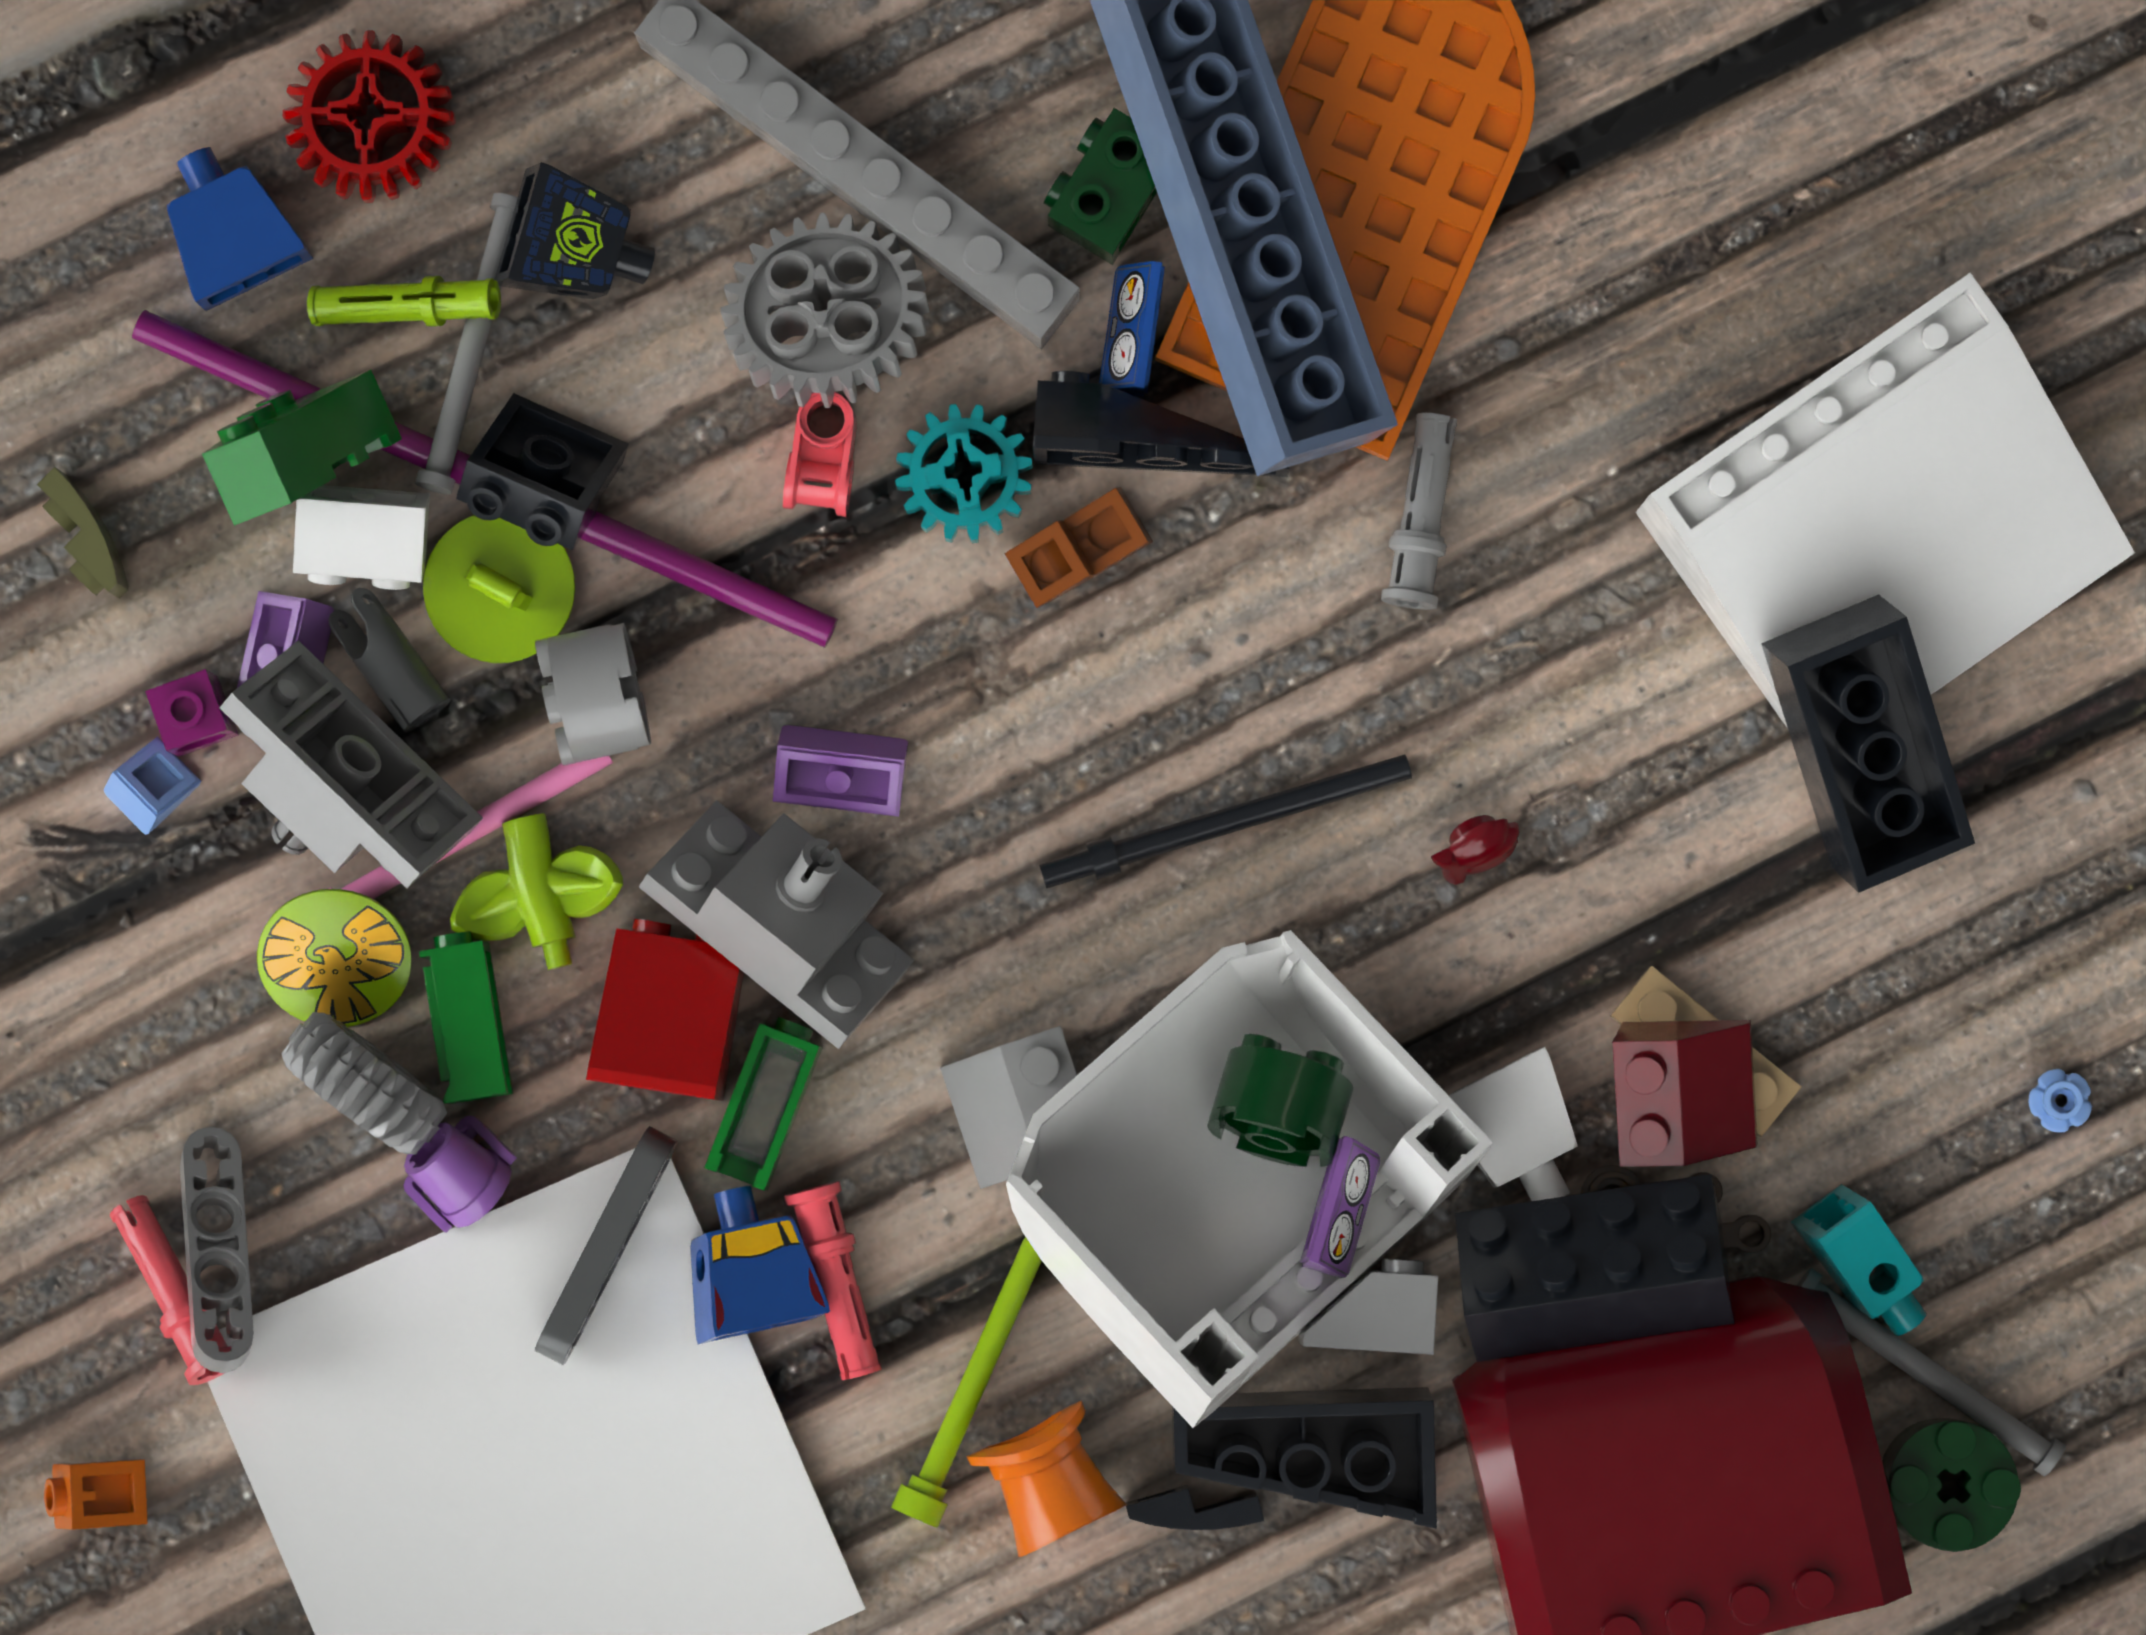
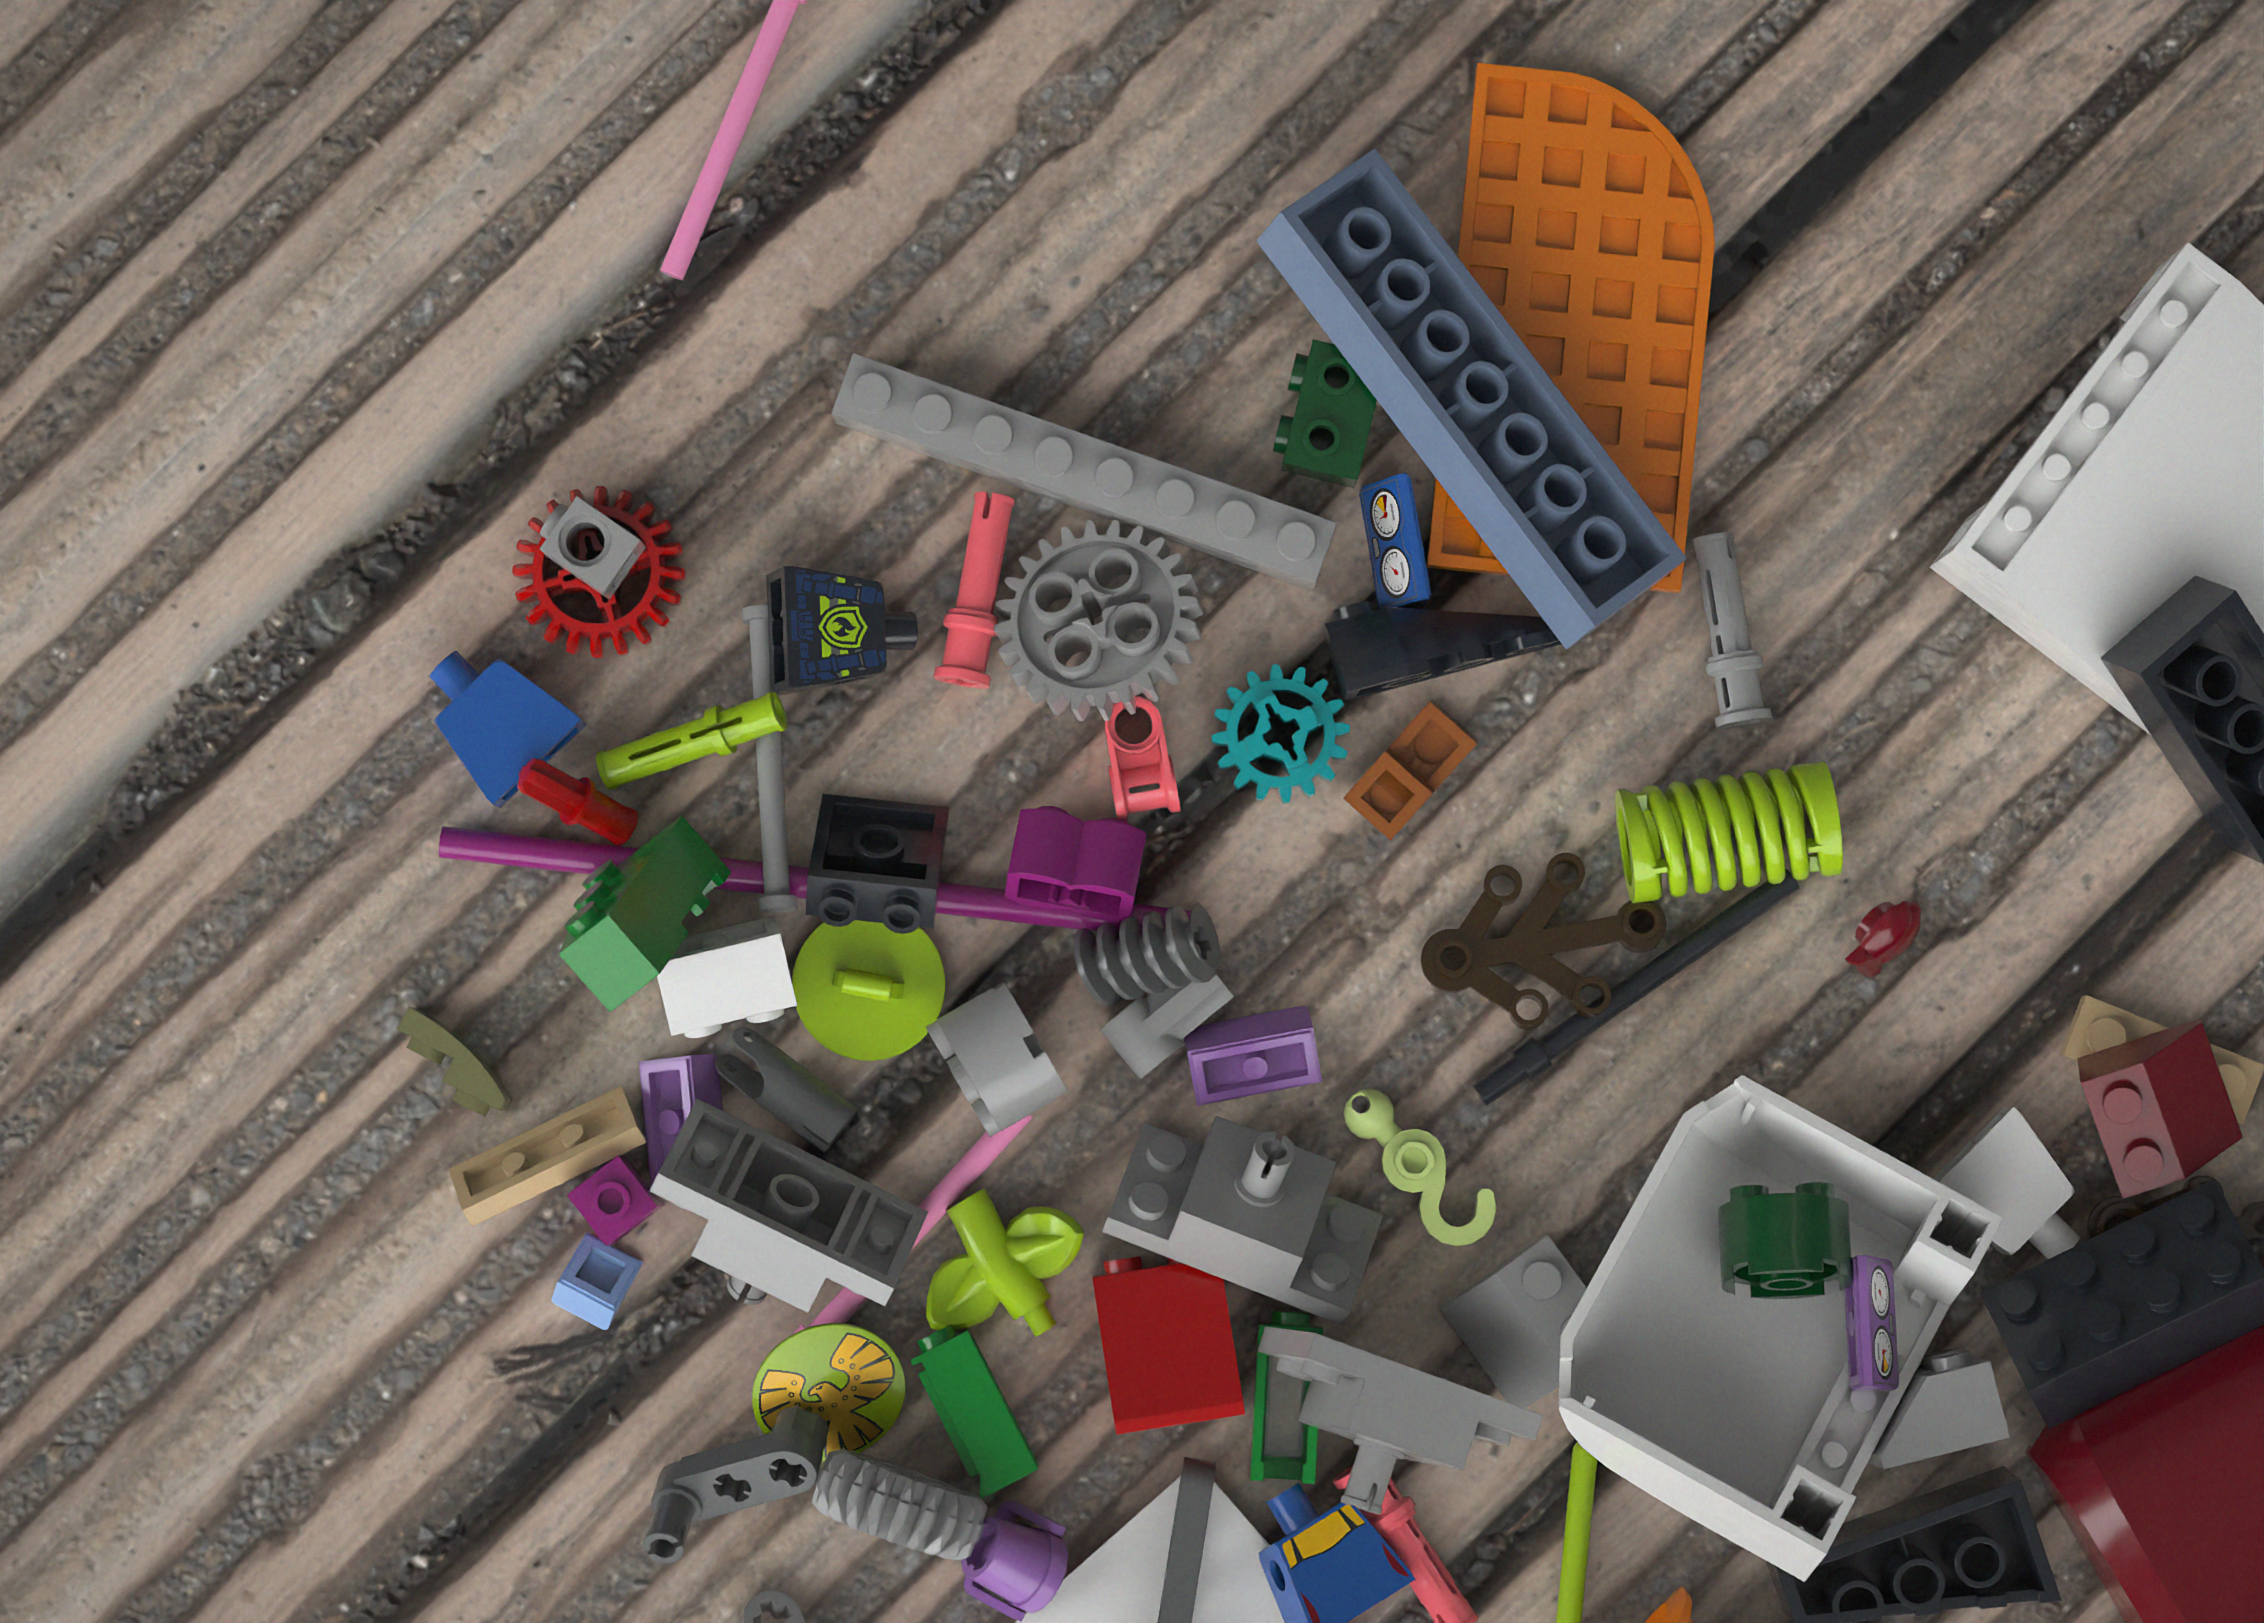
camera: 25 degrees left, 0 degrees up
(141, 651) = (546, 1156): none -> tan plate
(182, 1009) = (714, 1481): none -> dark grey beam
(277, 324) = (577, 801): none -> red axle
(381, 107) = (613, 563): none -> light grey brick
(709, 270) = (972, 620): none -> coral pin
(728, 533) = (1075, 863): none -> magenta brick
(755, 712) = (1156, 1024): none -> light grey piece
(768, 640) = (1147, 955): none -> dark grey piece
(854, 1141) = (1390, 1410): none -> light grey brick
(960, 921) = (1417, 1163): none -> yellowish green piece
(1139, 749) = (1532, 945): none -> dark brown plant
(1359, 691) = (1656, 814): none -> lime piece

